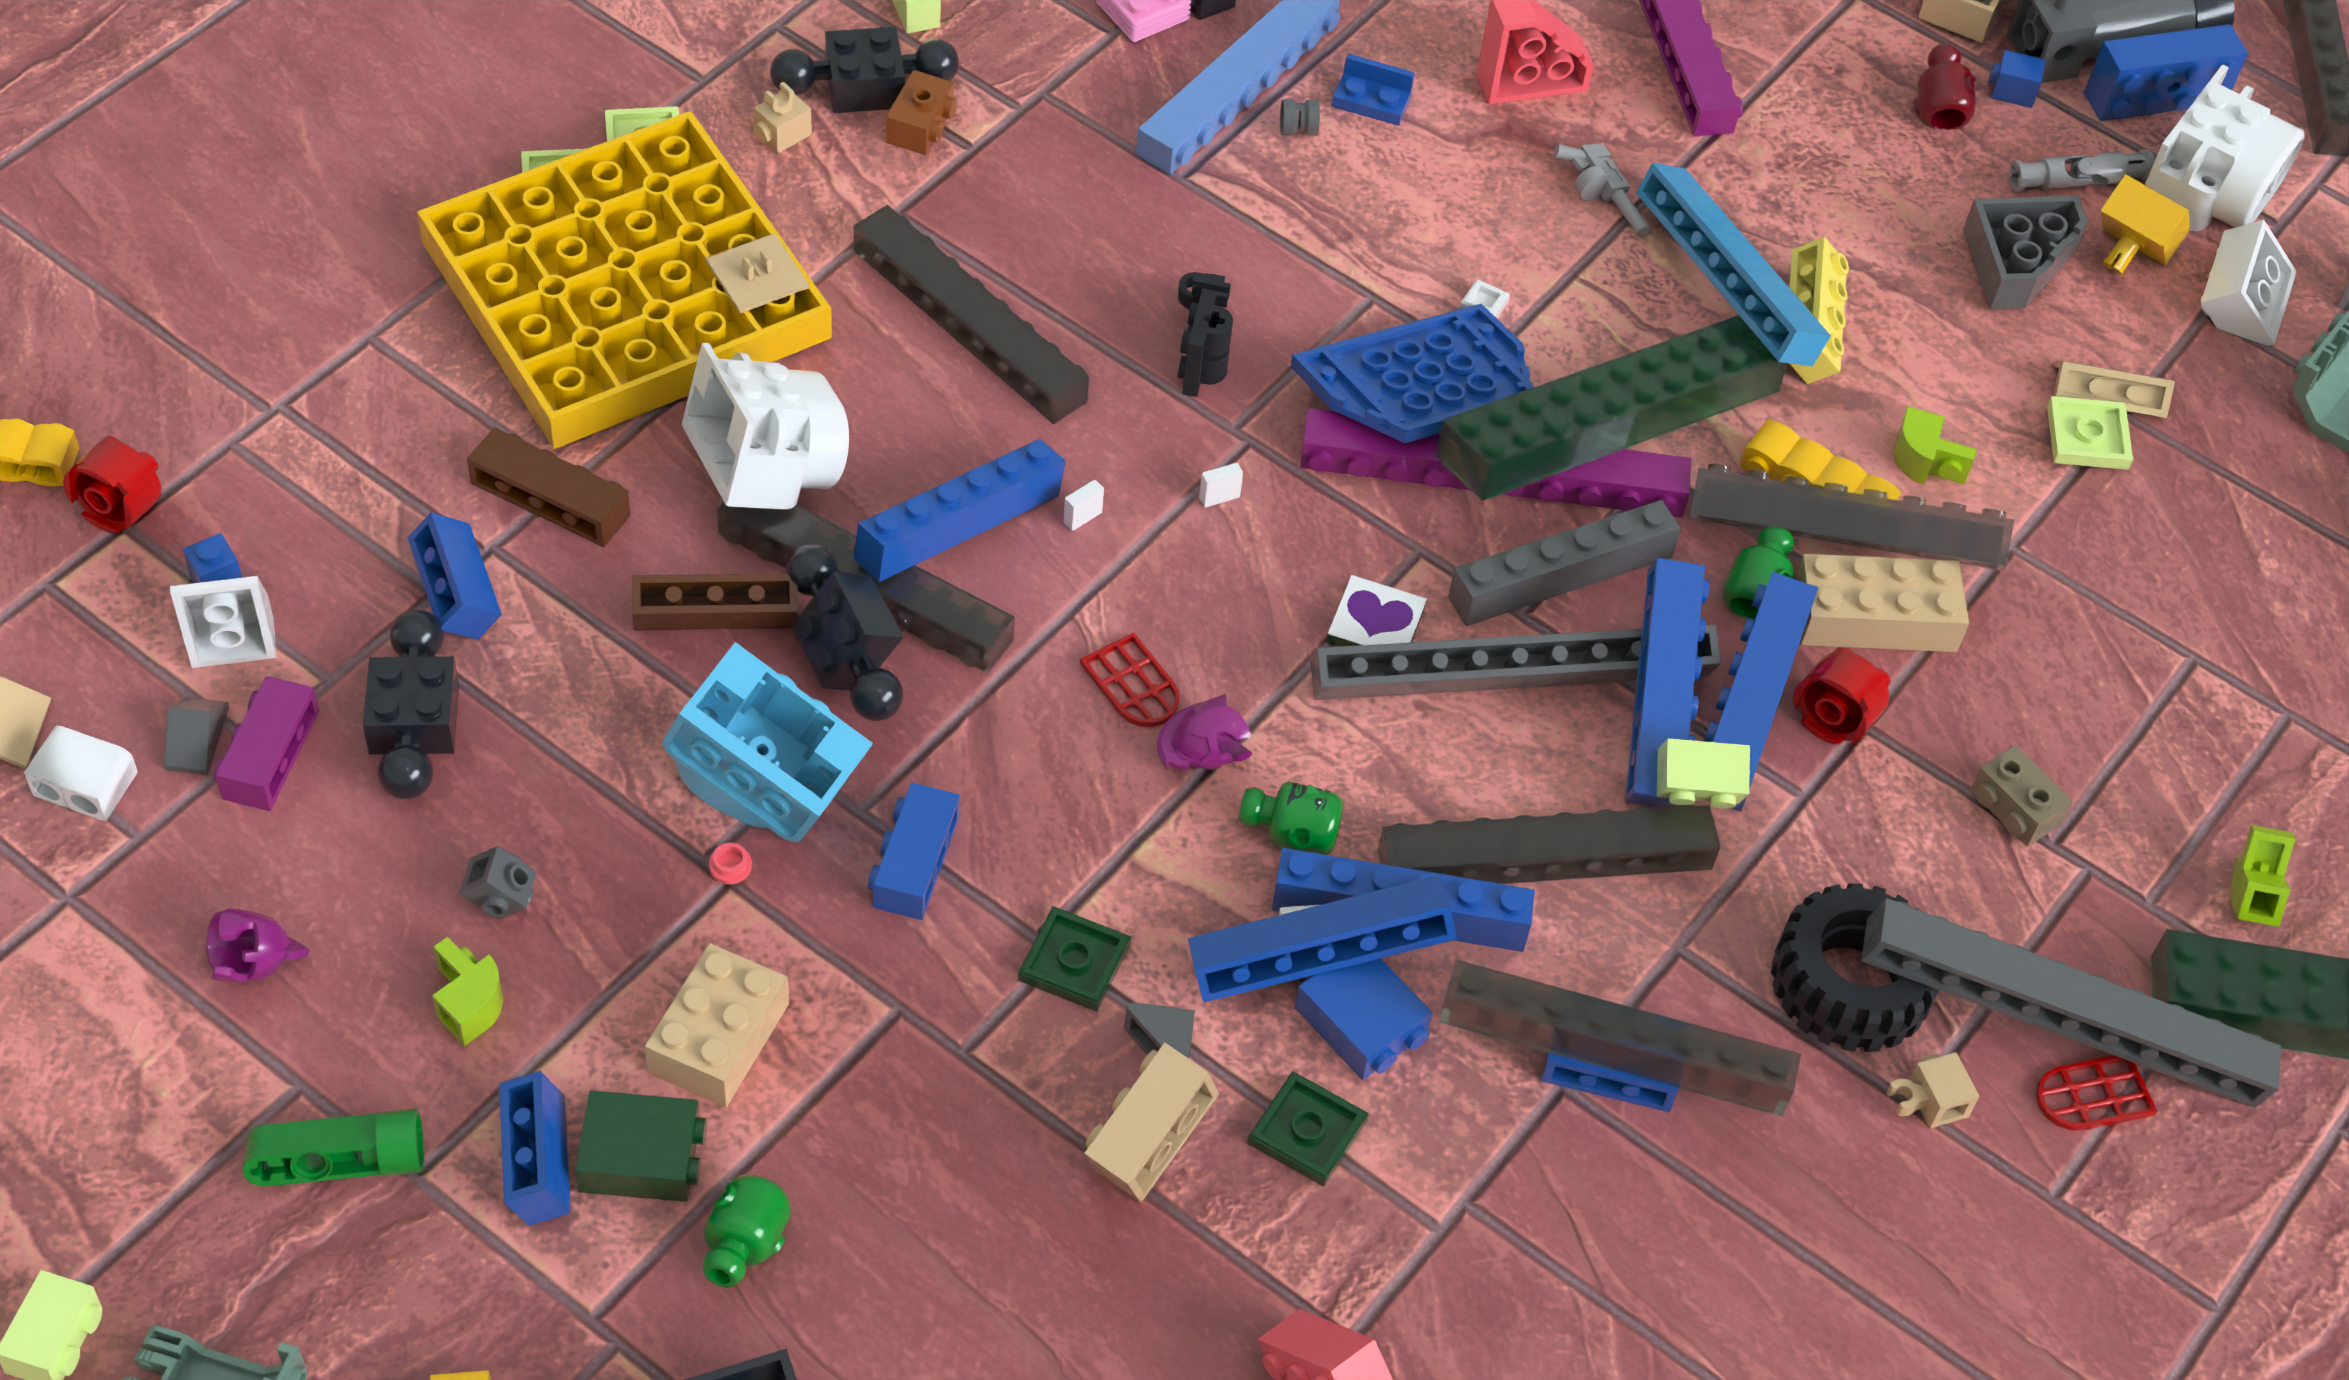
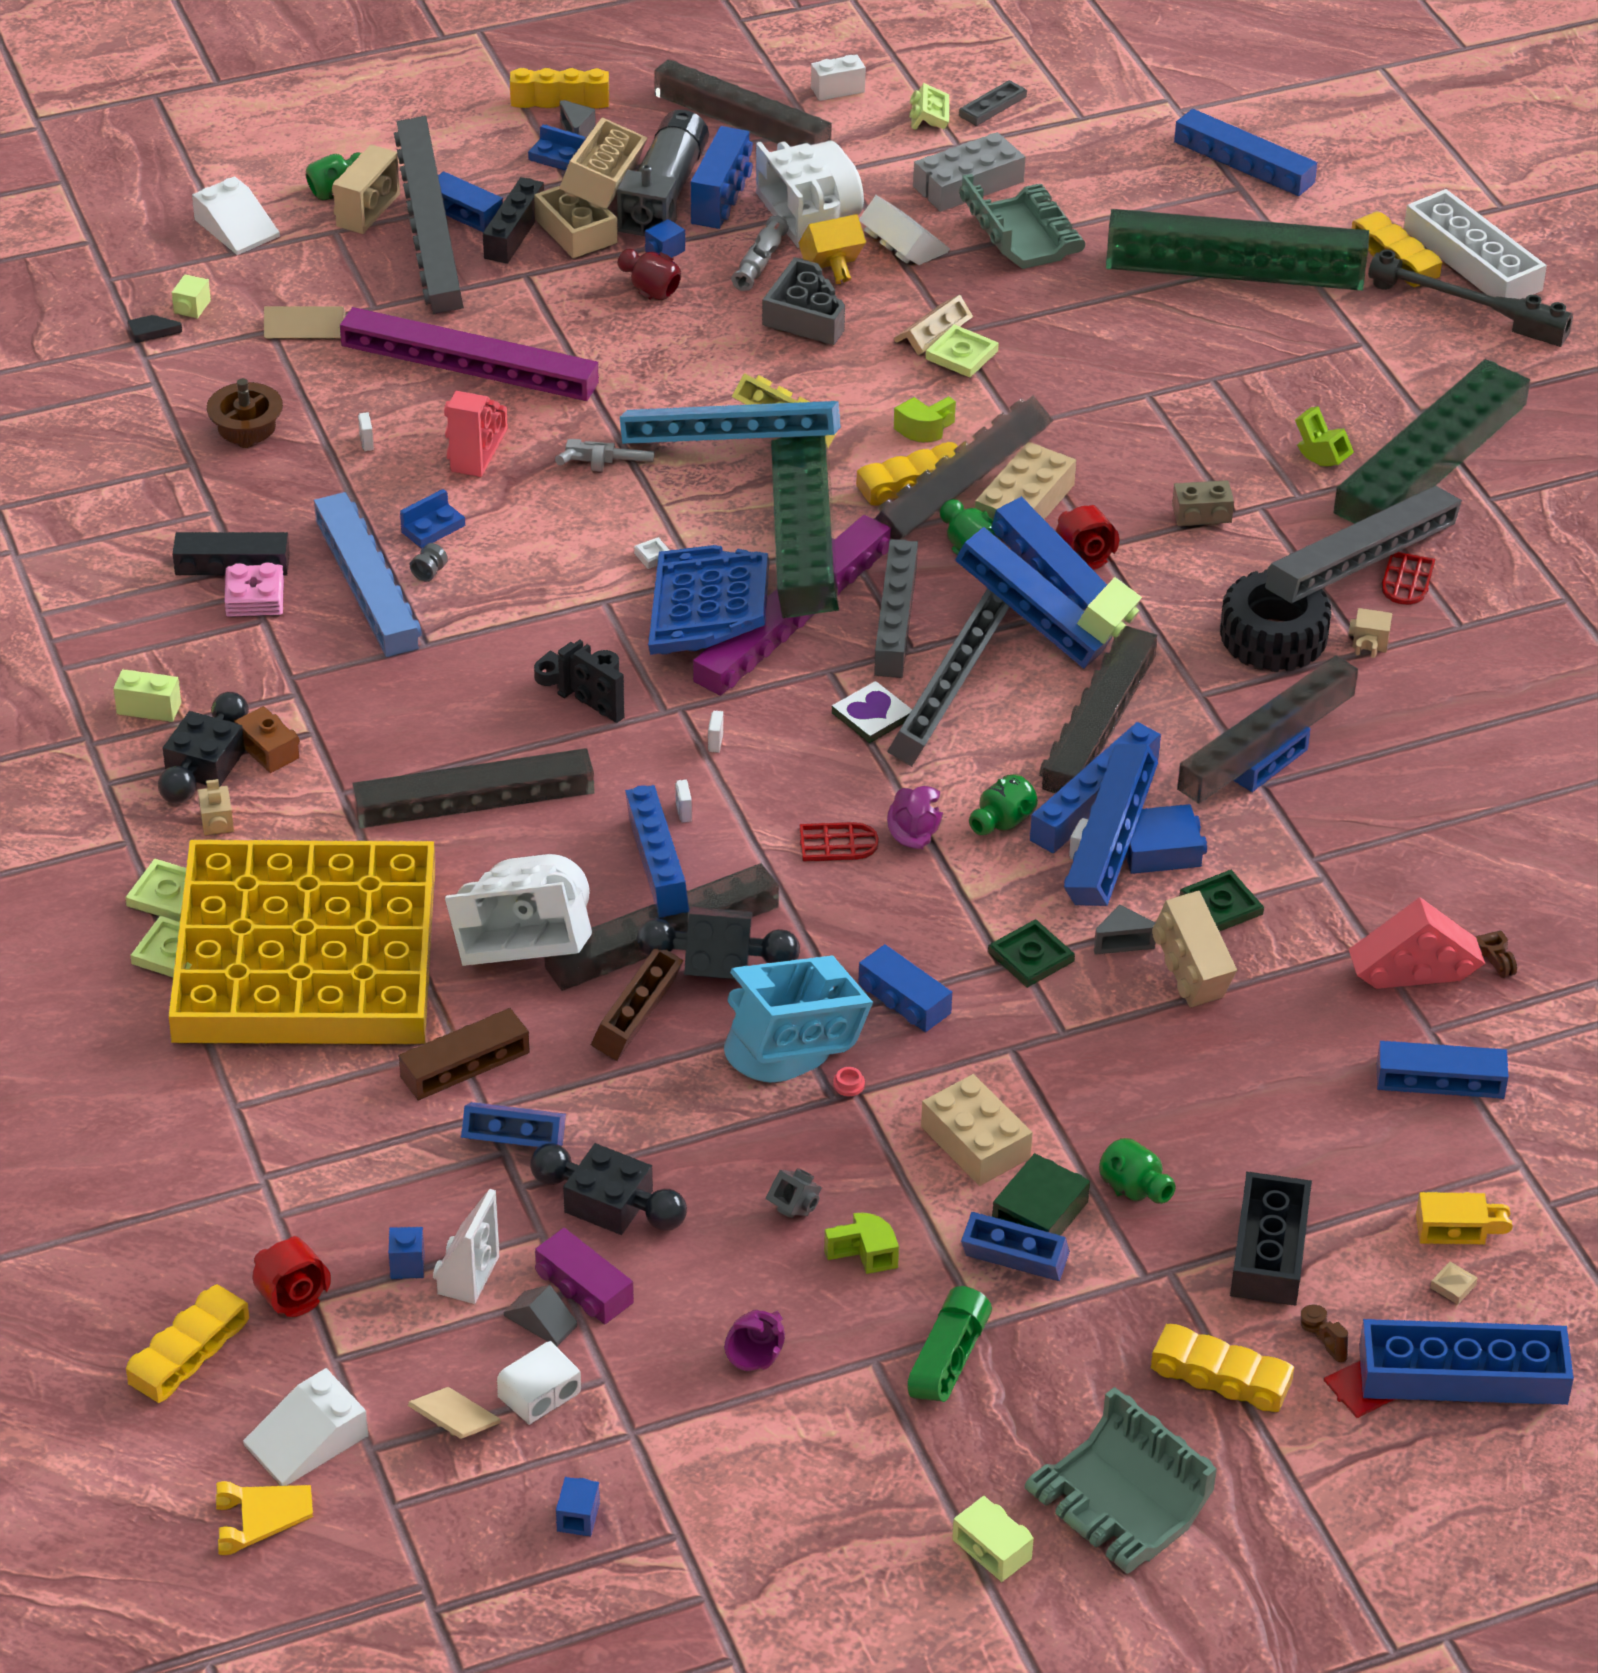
camera: 55 degrees left, 10 degrees down
(757, 273) = (374, 864): tan piece -> none

